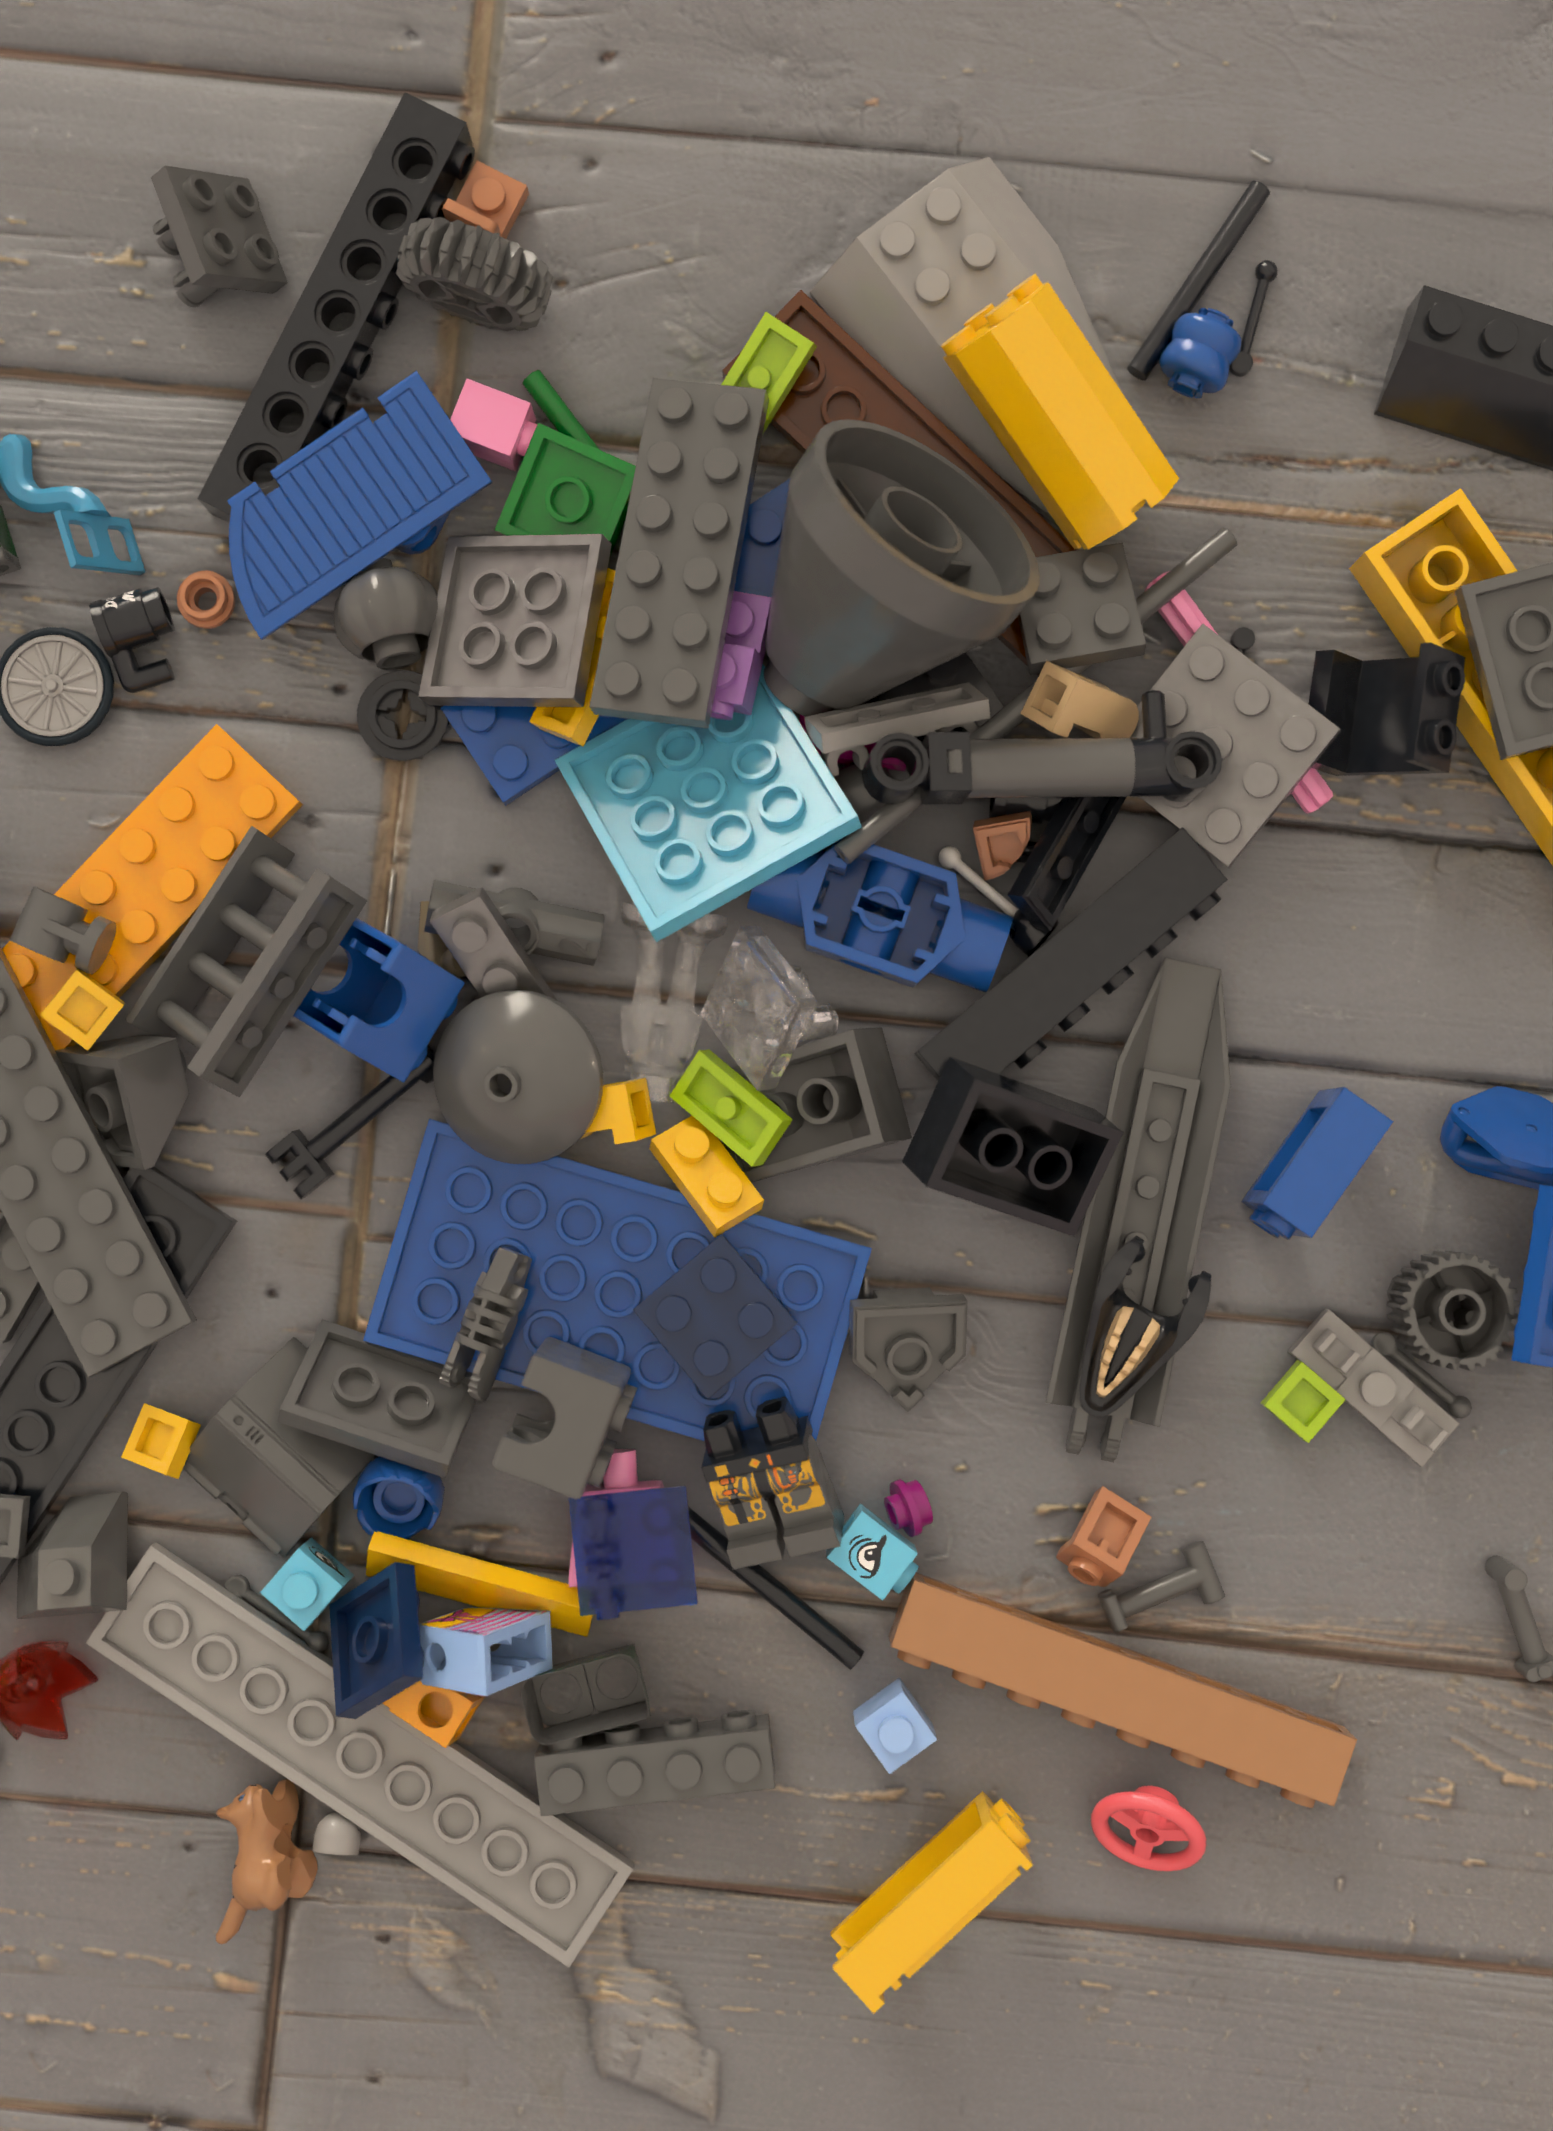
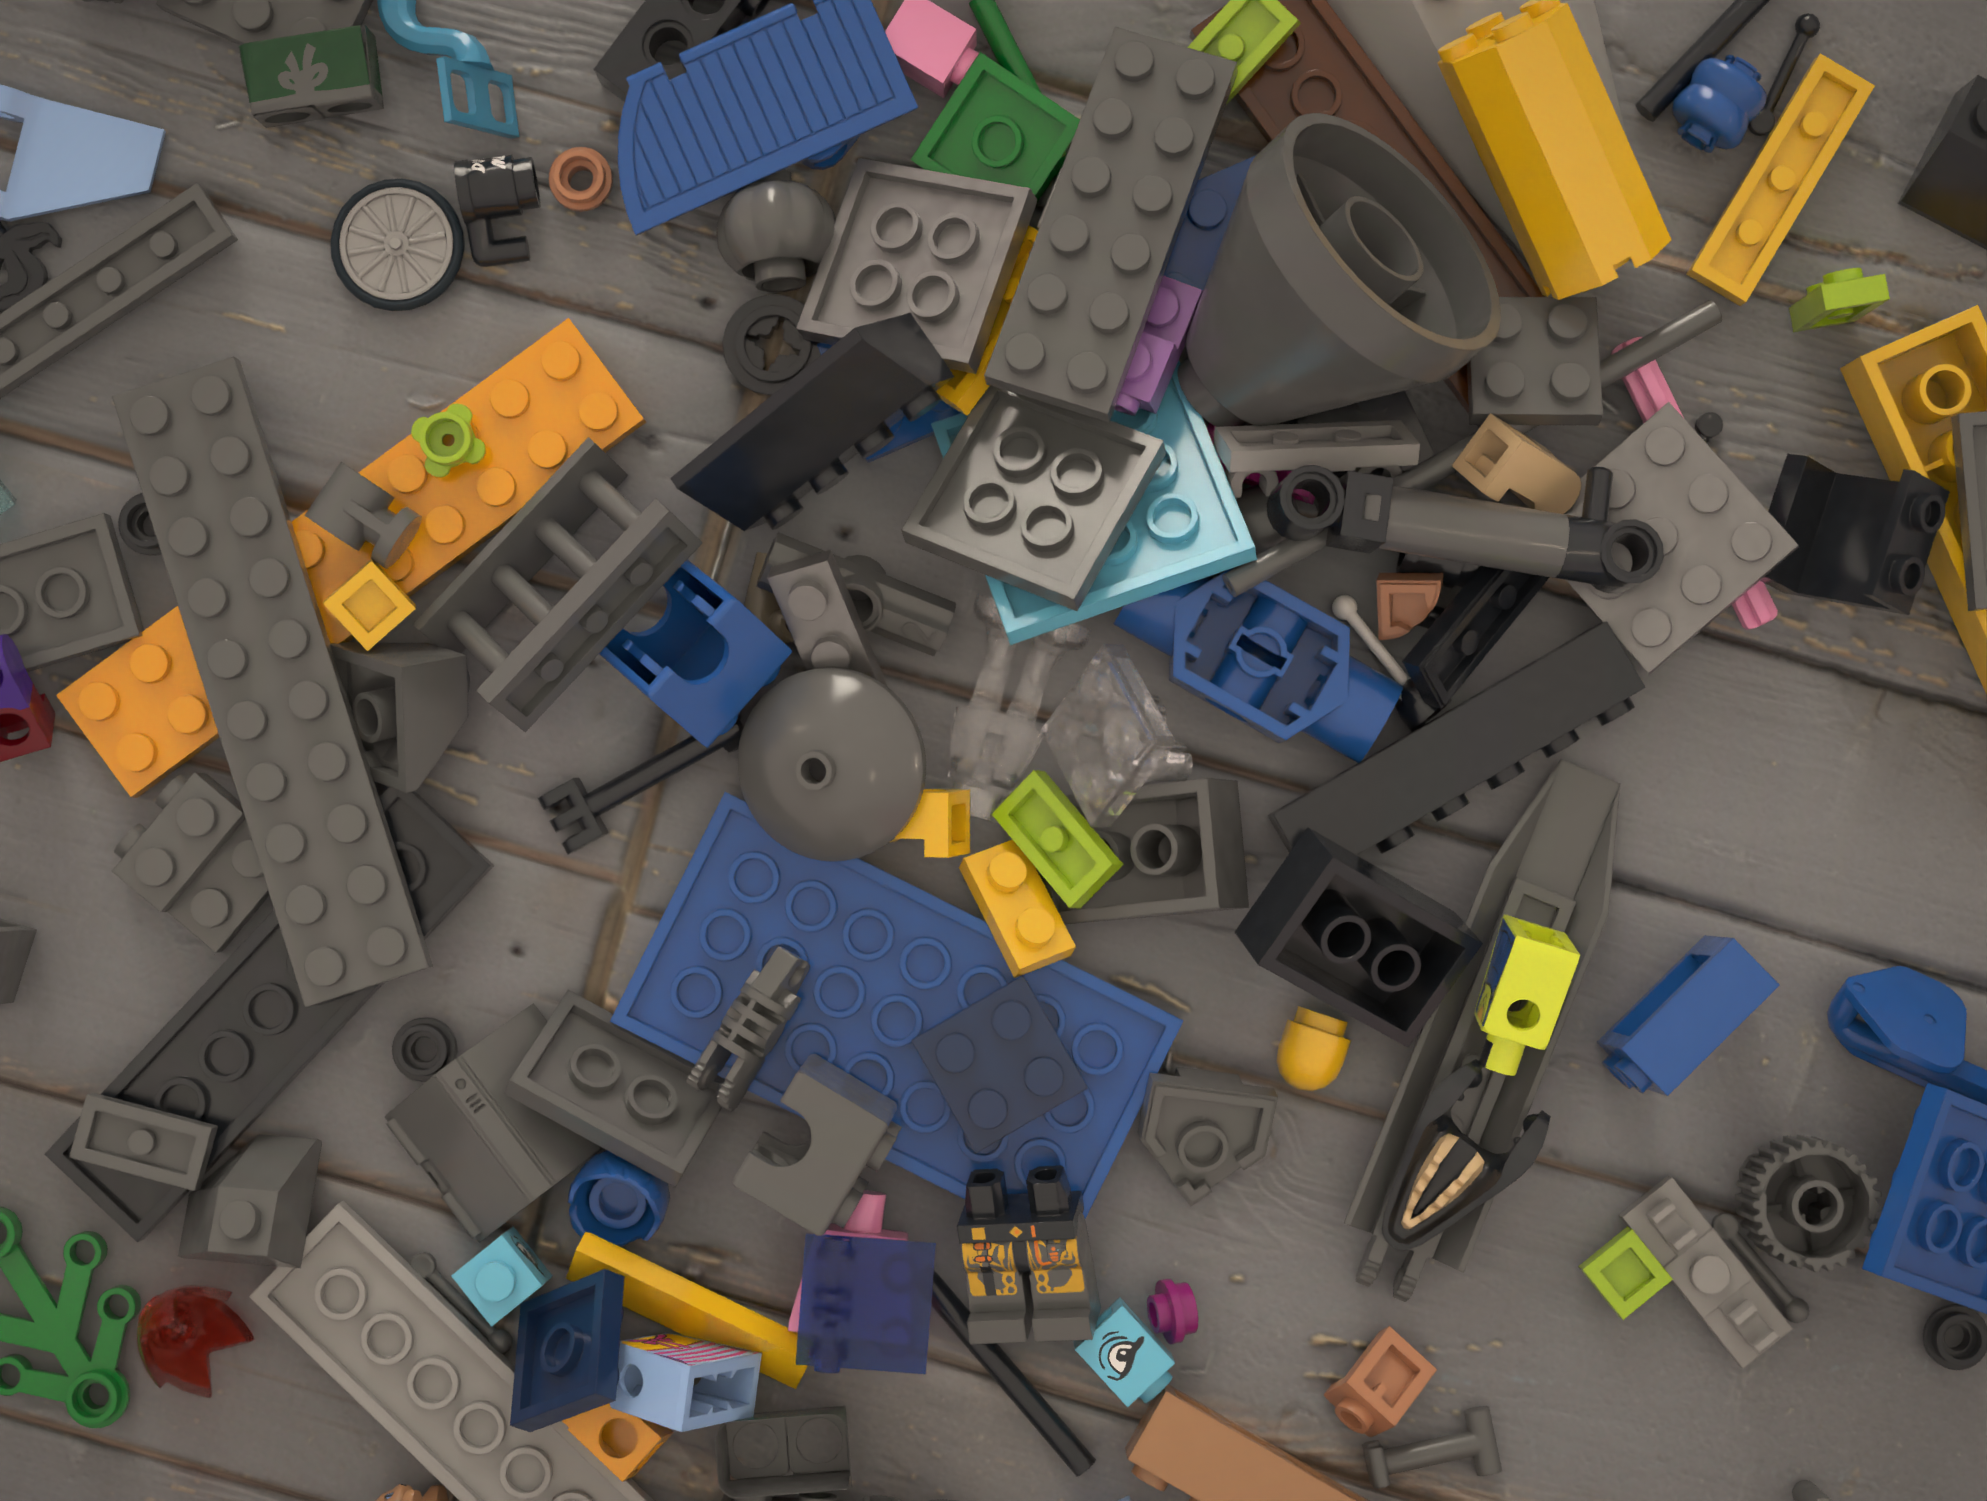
camera: 10 degrees right, 0 degrees up
(111, 845) = (430, 435): none -> lime plate
(161, 1441) = (369, 1091): yellow plate -> none
(186, 1393) = (405, 1042): none -> black plate
(450, 776) = (818, 424): none -> black slope
(654, 805) = (1034, 495): none -> dark grey plate
(991, 1253) = (1312, 1050): none -> yellow piece
(1167, 1144) = (1524, 965): none -> neon yellow torso
(1266, 411) = (1780, 180): none -> yellow plate
(1337, 506) = (1839, 299): none -> lime plate

